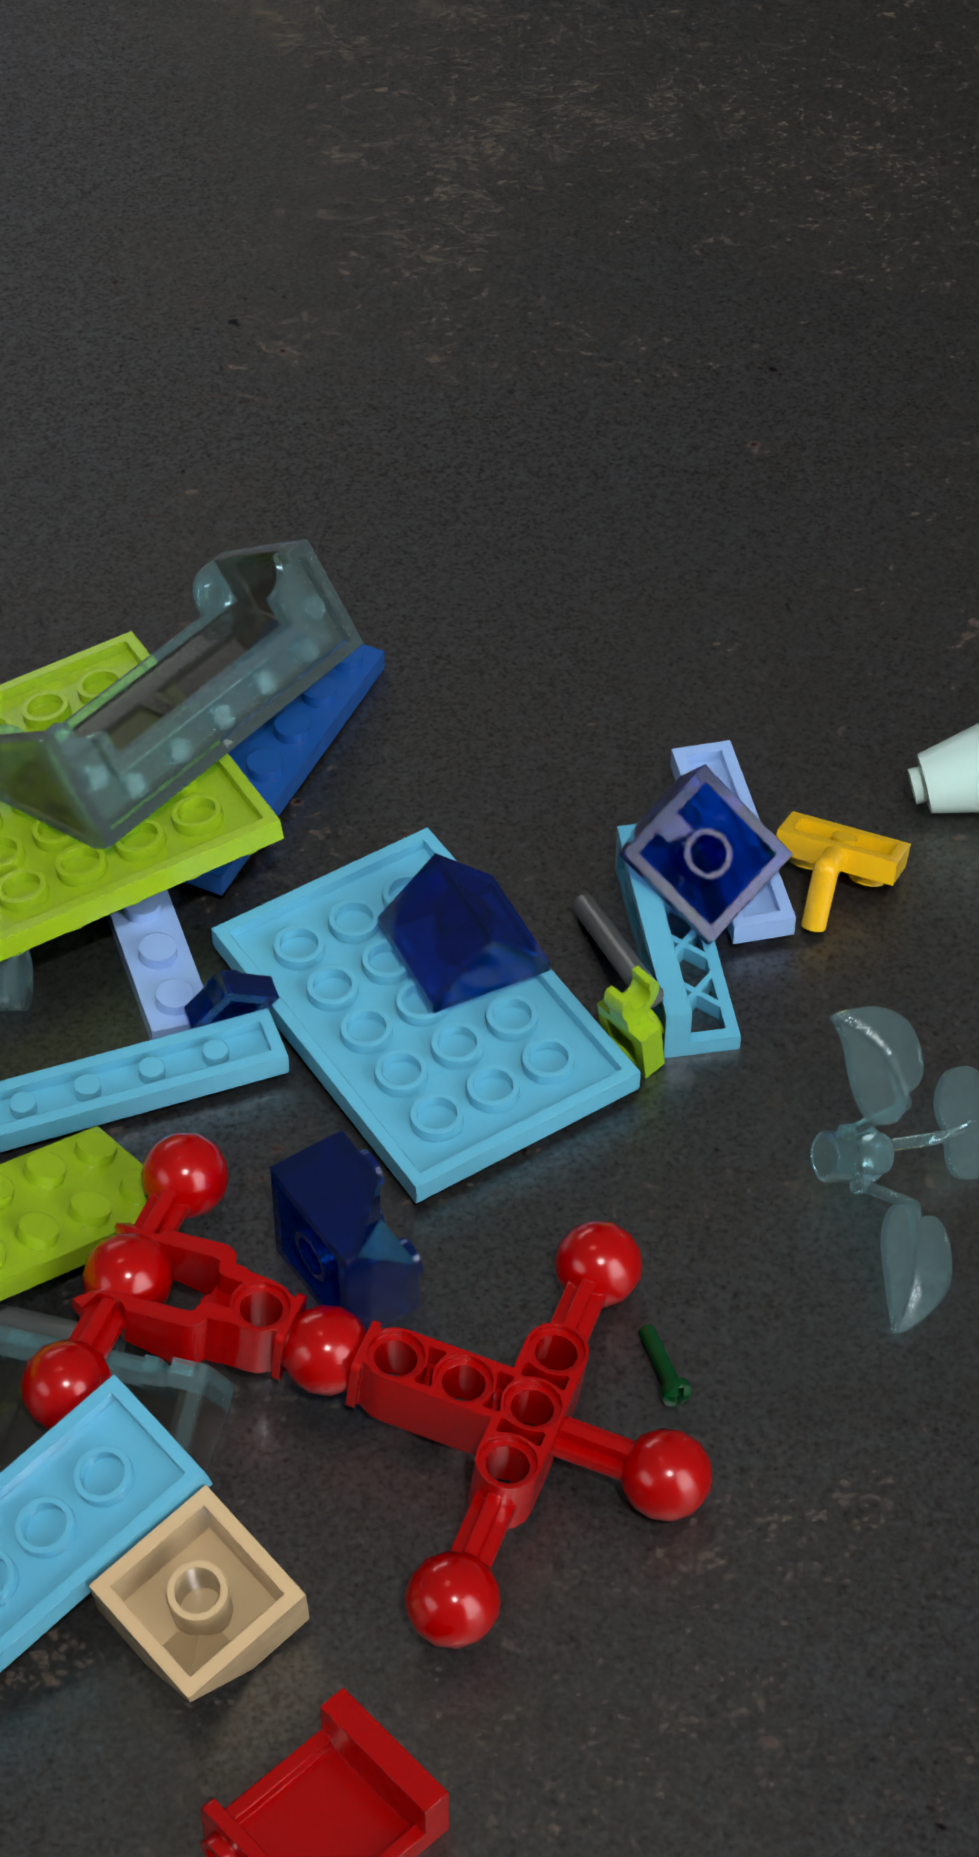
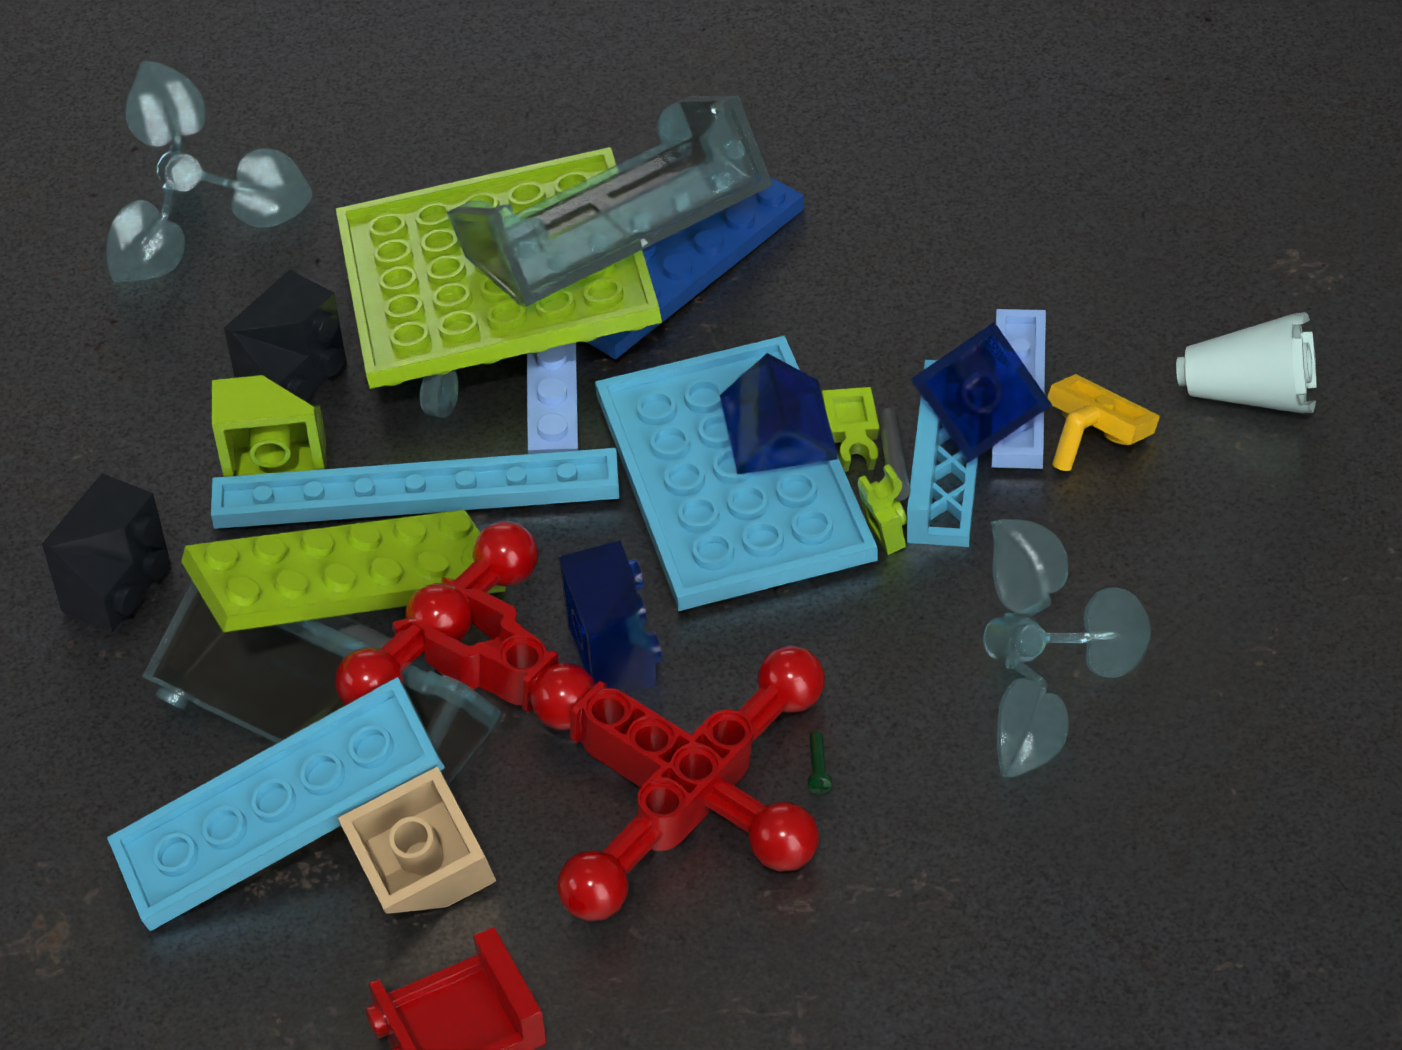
camera: 20 degrees right, 0 degrees up
(229, 996) = (588, 432): clear blue plate -> none
(552, 920) = (853, 423): none -> lime plate

